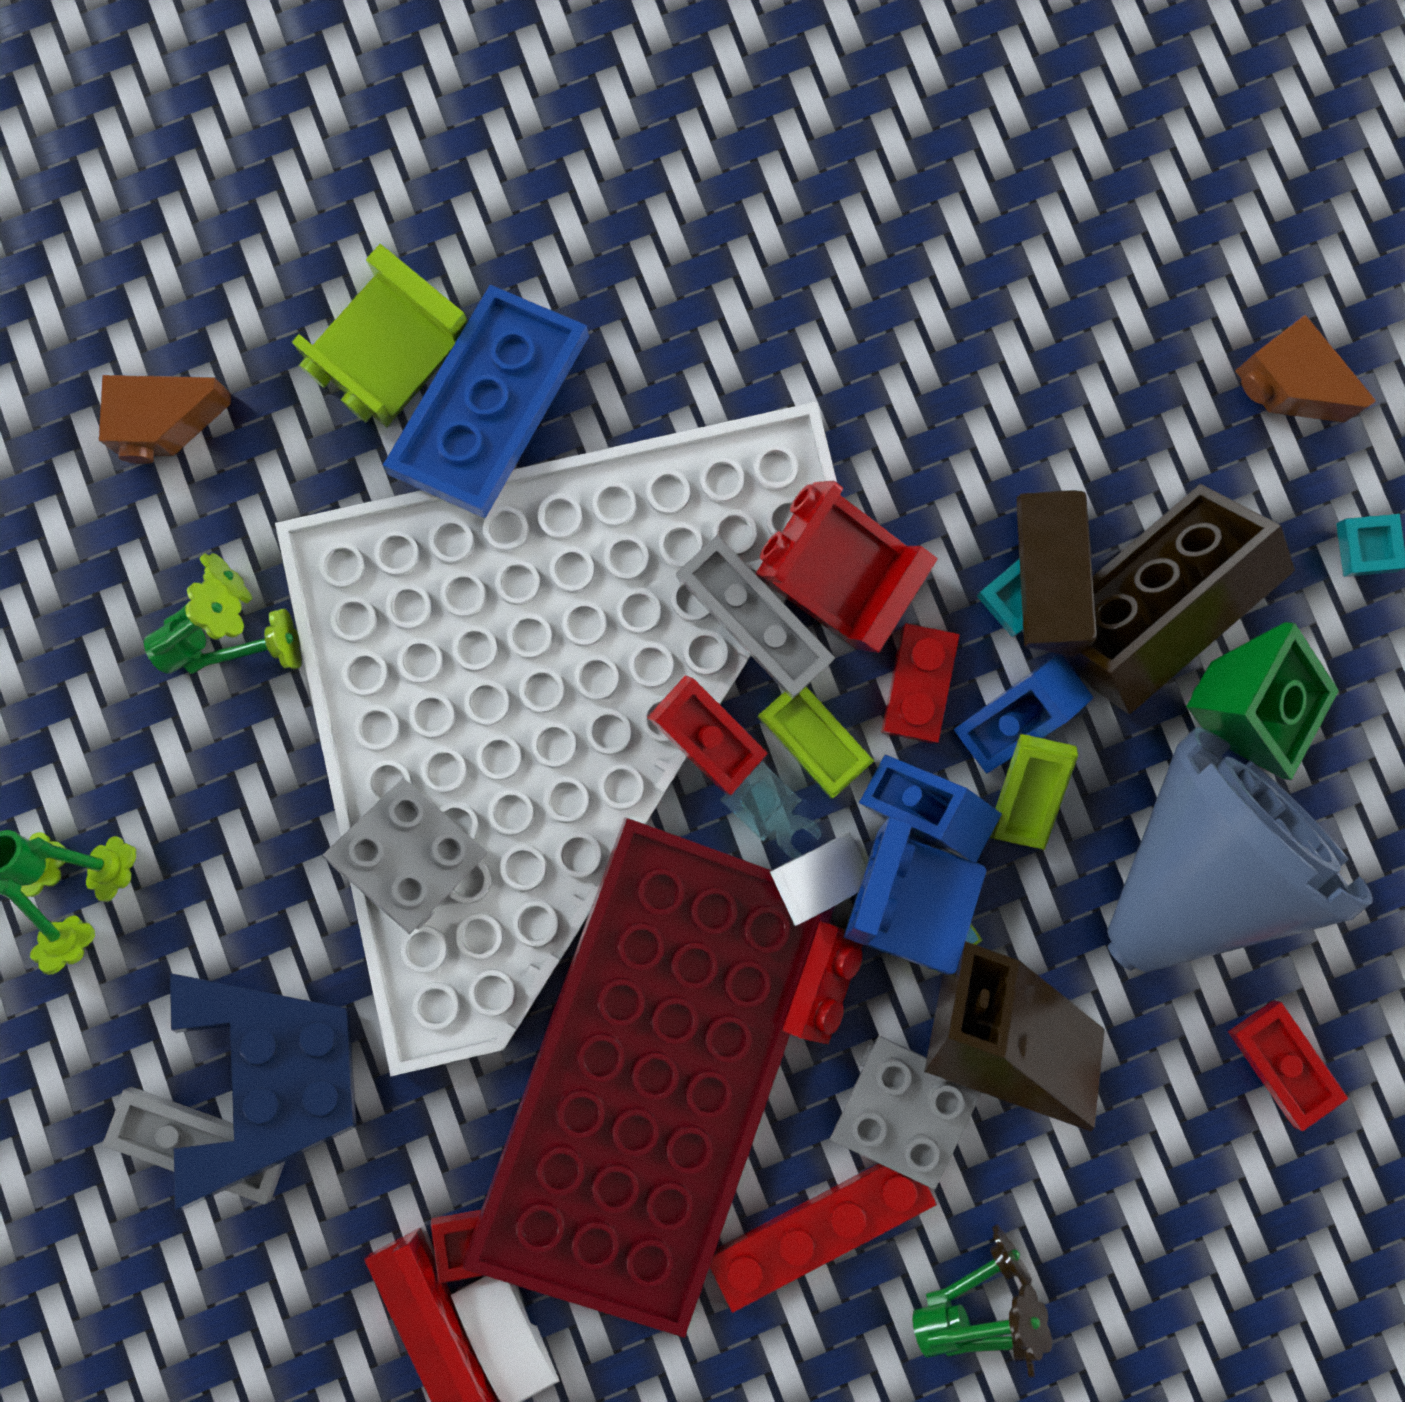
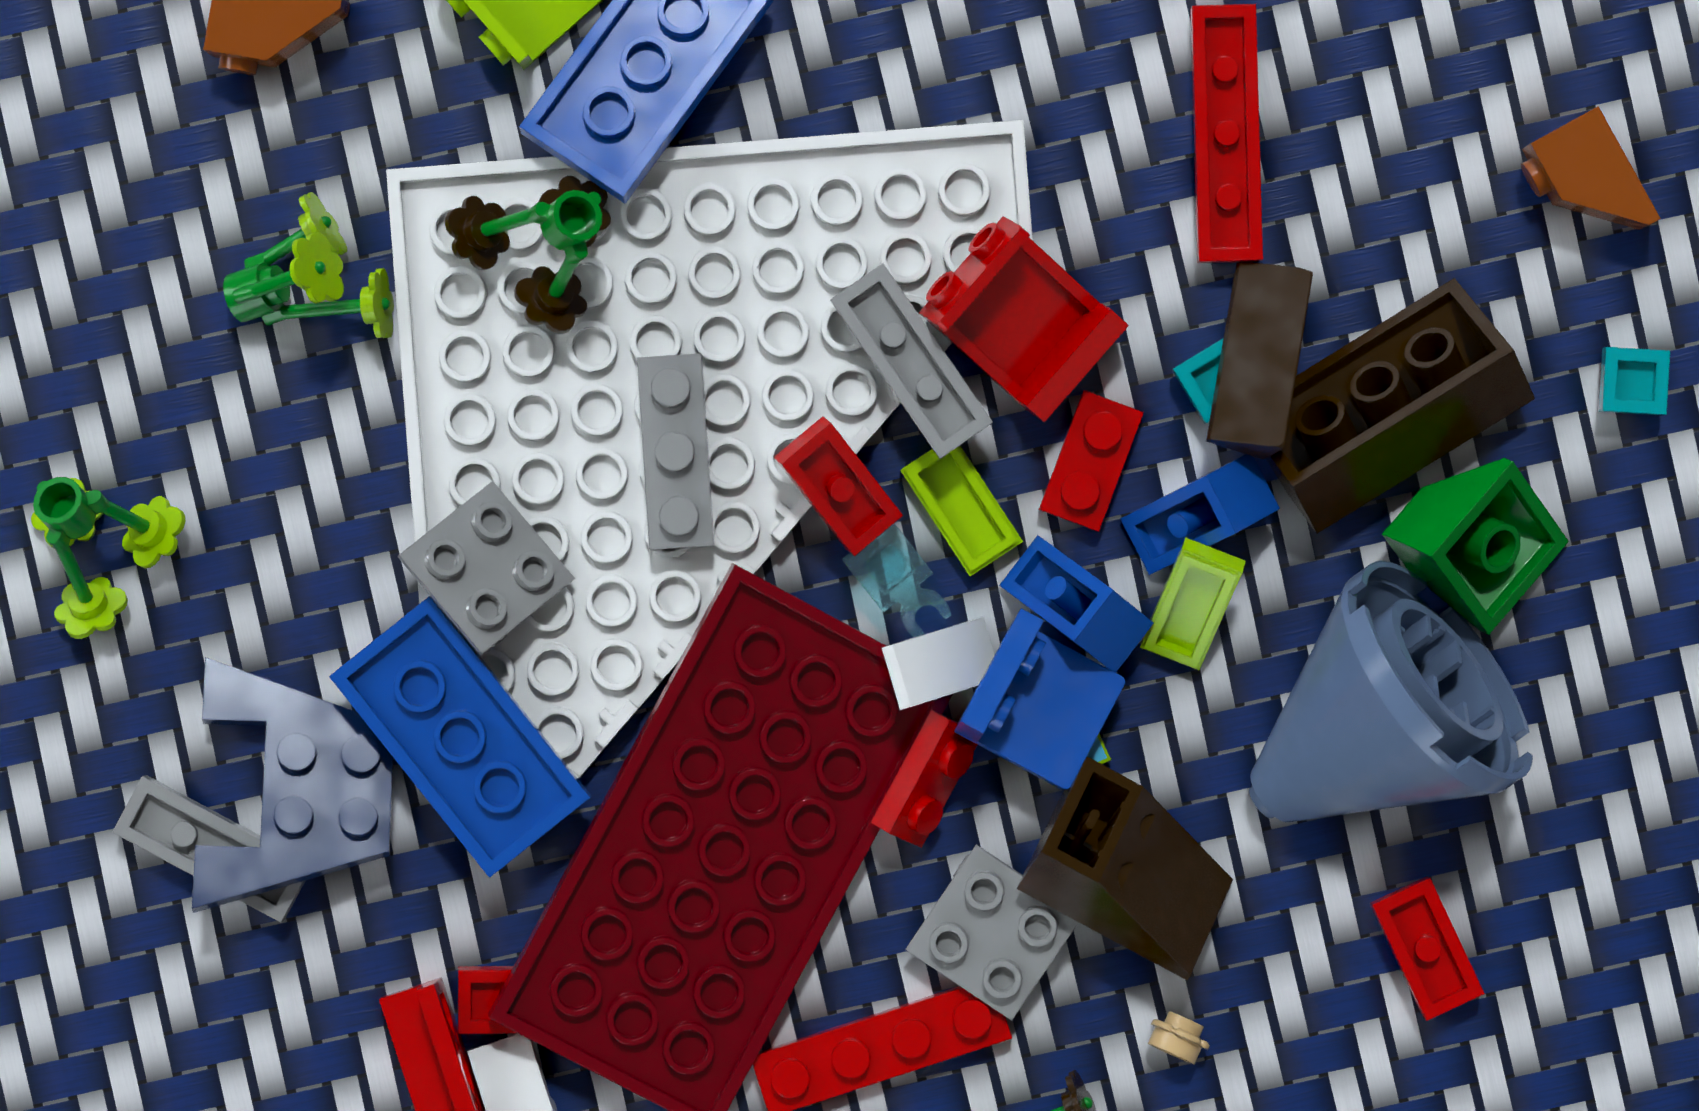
camera: 15 degrees right, 5 degrees up
(403, 1011) = (460, 736): none -> blue plate
(436, 533) = (567, 221): none -> dark brown plant
(560, 727) = (675, 451): none -> light grey plate
(990, 390) = (1226, 133): none -> red plate
(1083, 1180) = (1178, 1037): none -> tan plate

